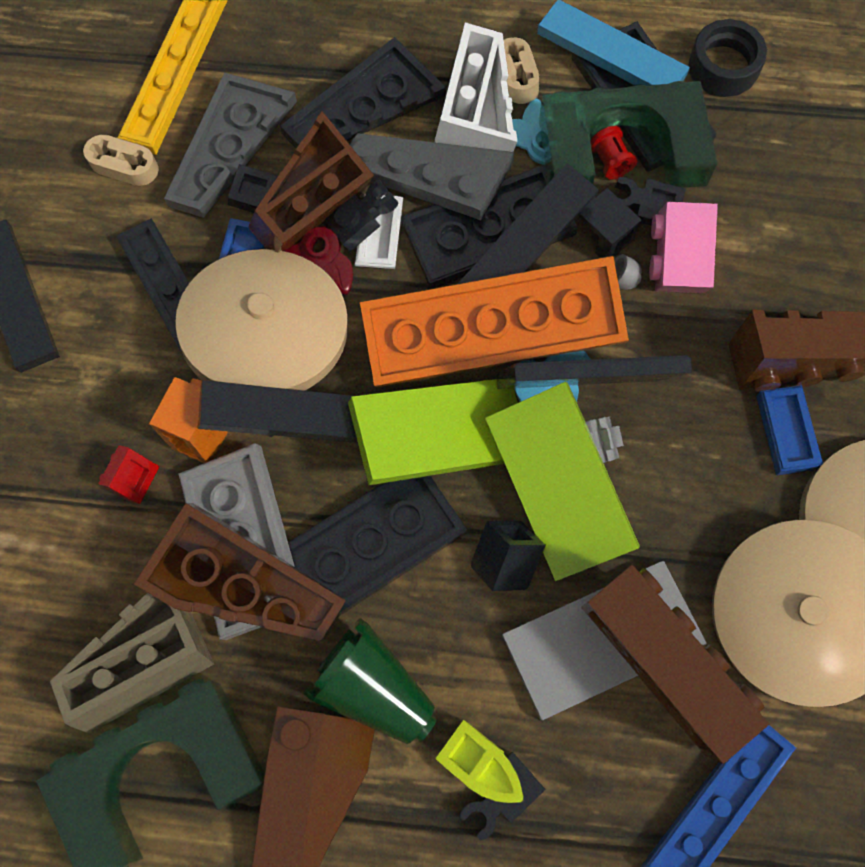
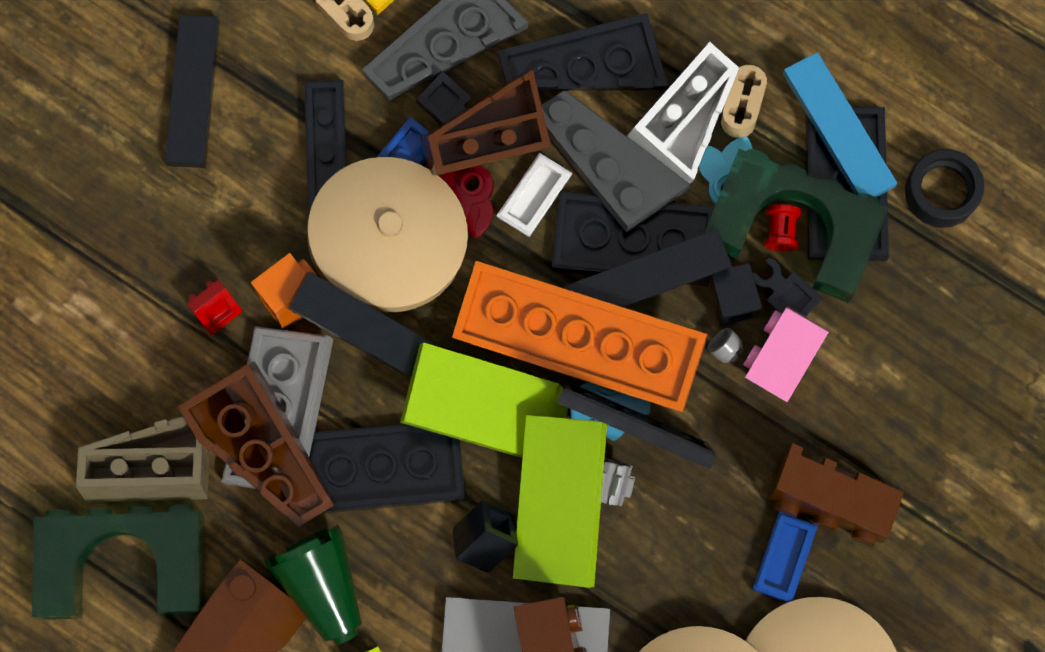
camera: 25 degrees right, 5 degrees up
(357, 217) = (518, 174): black plate -> none

